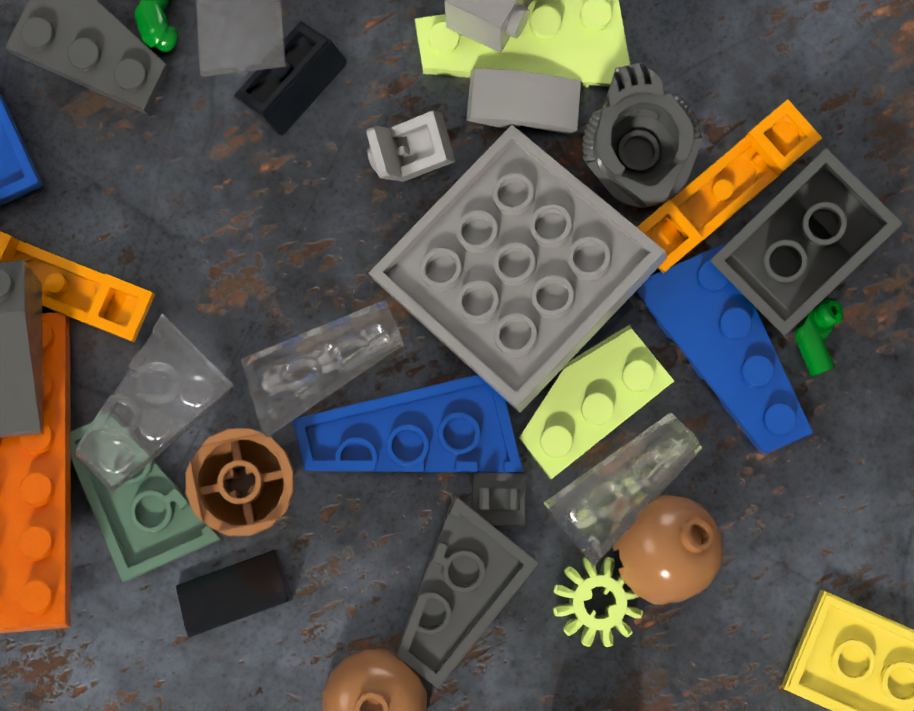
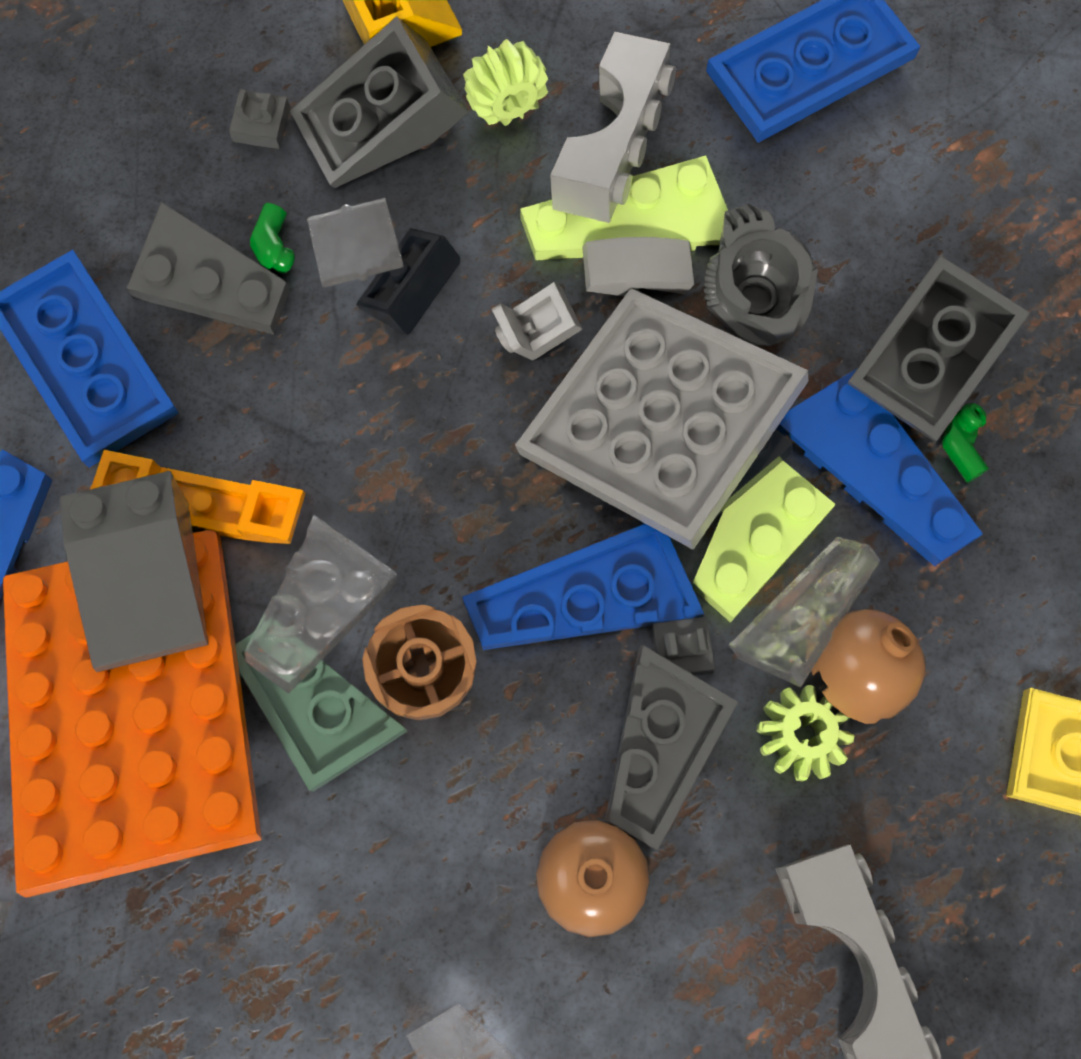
camera: 10 degrees left, 10 degrees down
(233, 593) = (426, 786): black slope -> none
(315, 364) = (478, 538): clear wing -> none
(730, 183) = (854, 308): light orange slope -> none

